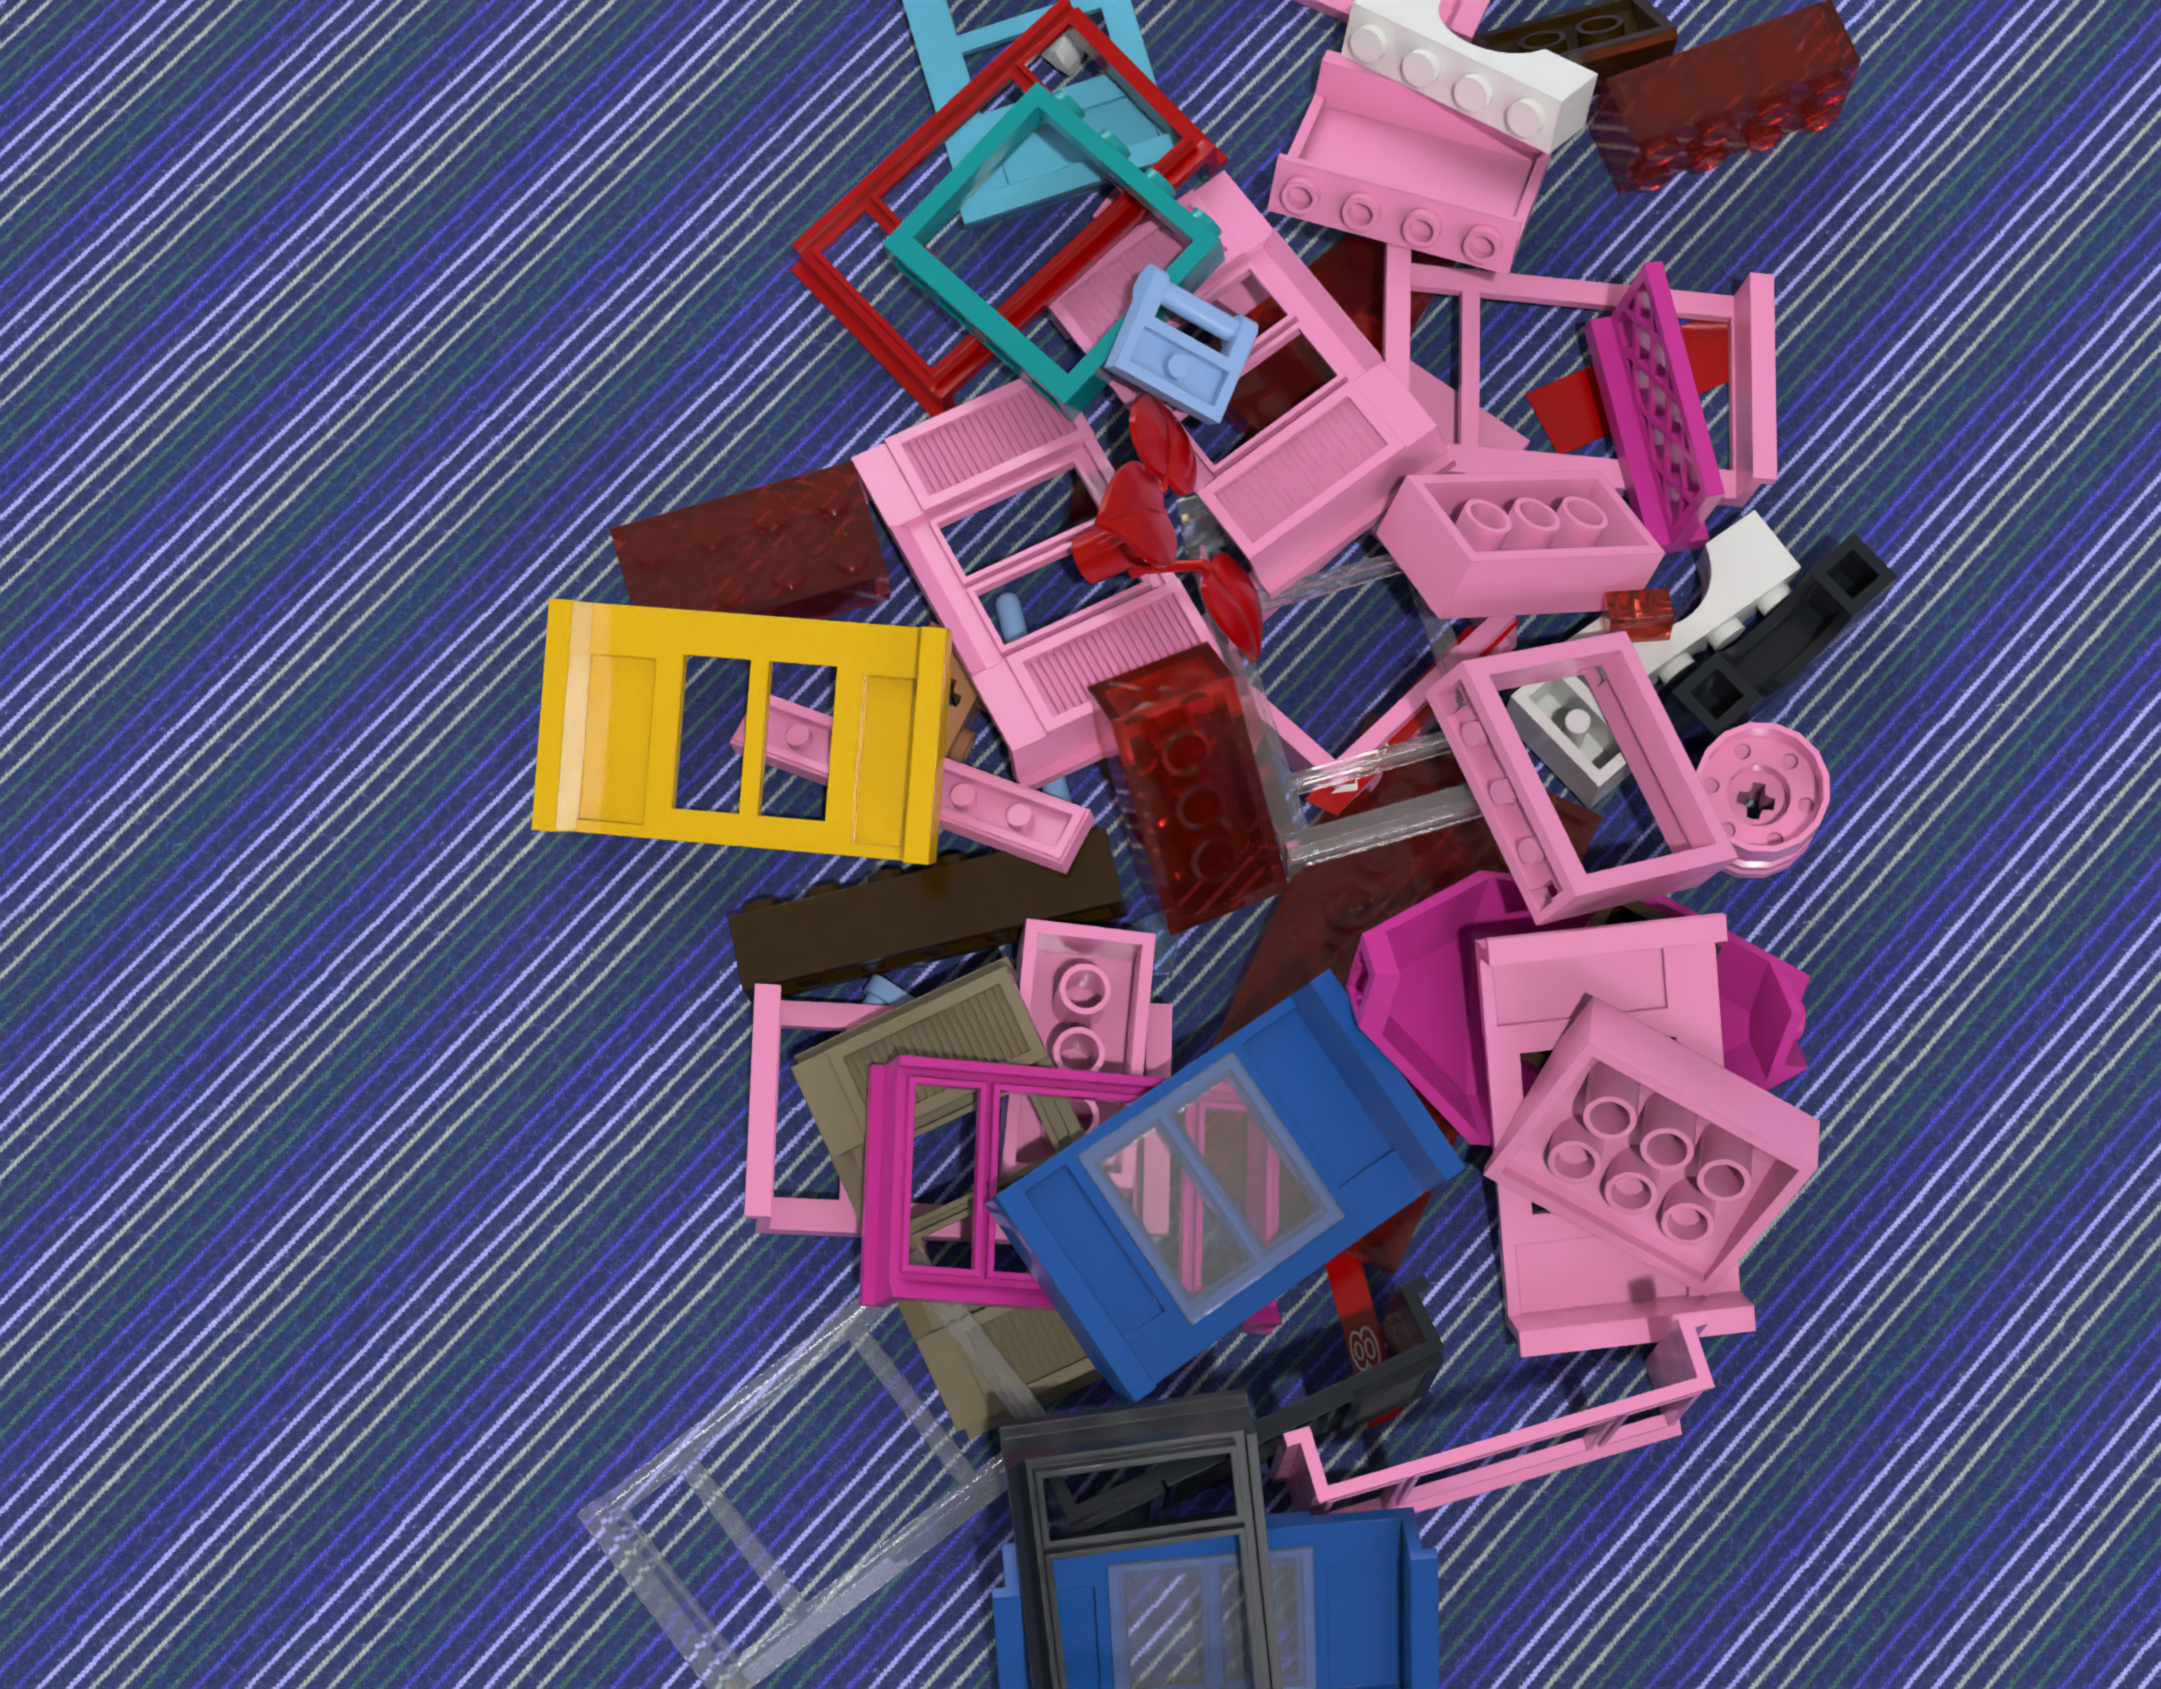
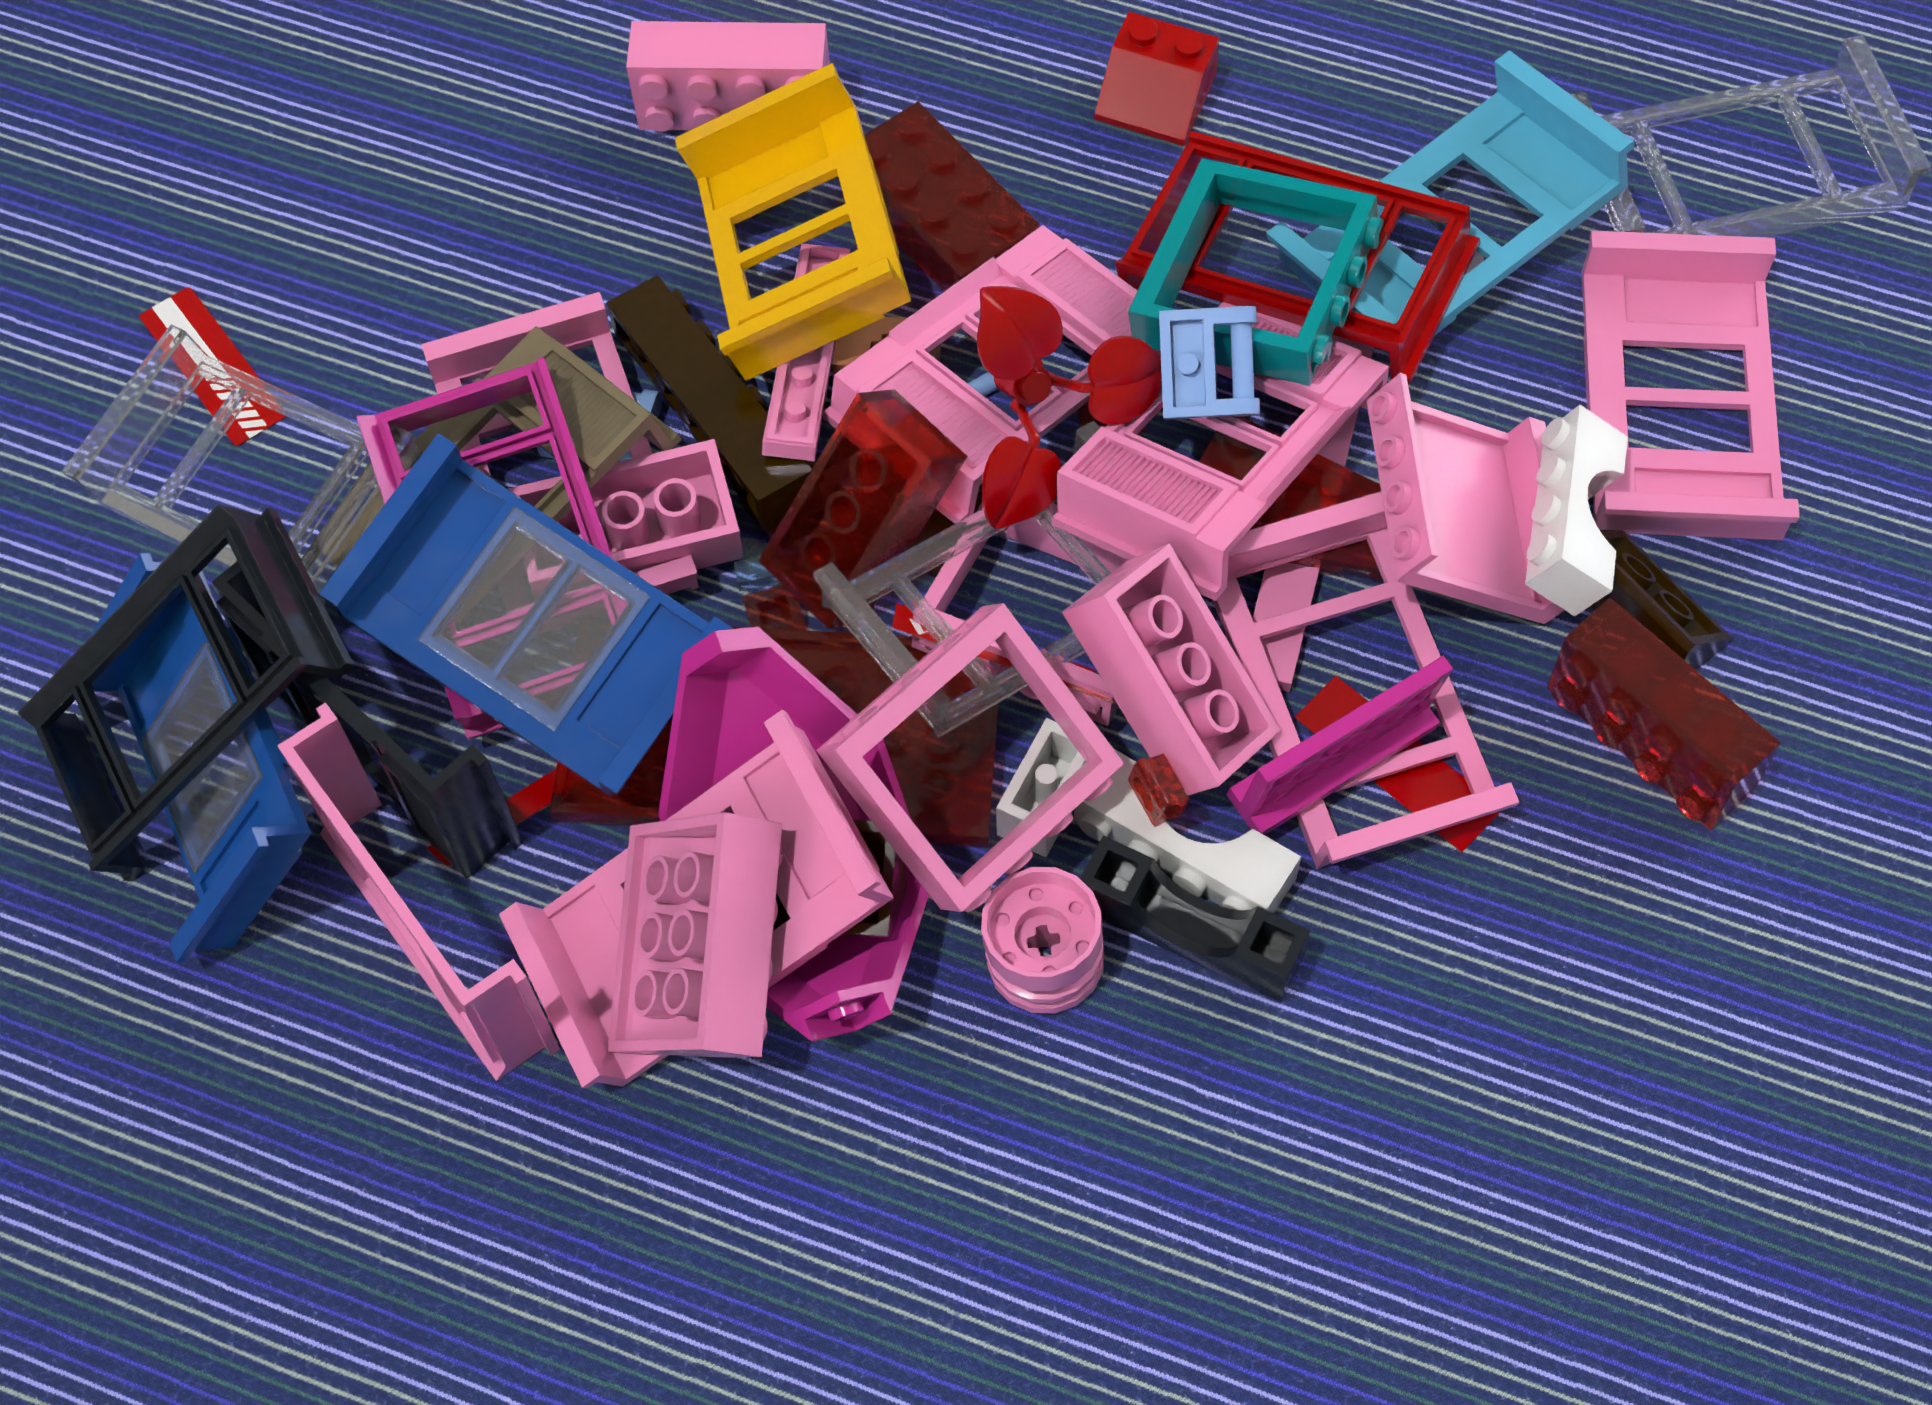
camera: 75 degrees right, 10 degrees down
(463, 736) = (704, 69): none -> bright pink brick
(540, 1514) = (191, 315): none -> red sticker
(671, 255) = (1157, 78): none -> red slope
(1218, 950) = (773, 609): none -> clear red slope

